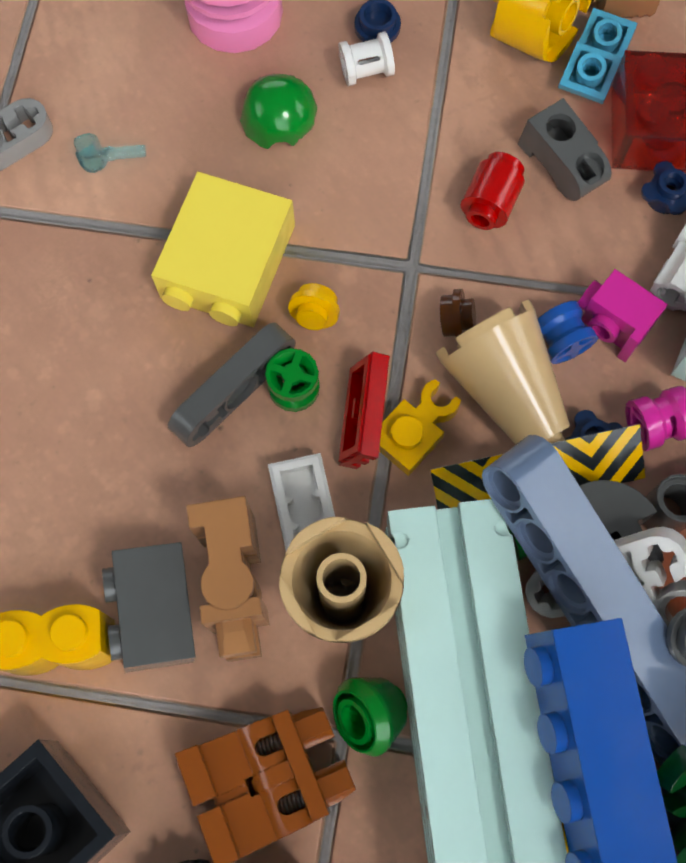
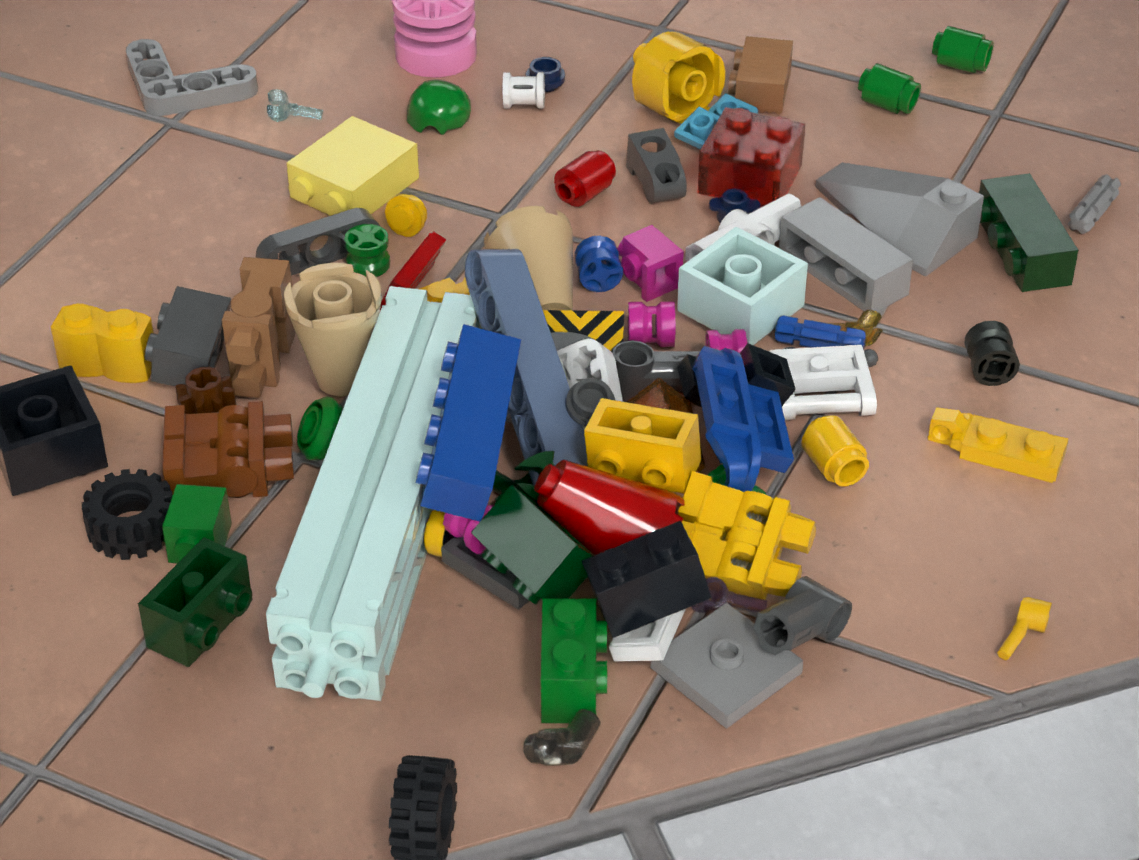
camera: 15 degrees right, 30 degrees down
(192, 682) = (205, 391): none -> reddish brown gear

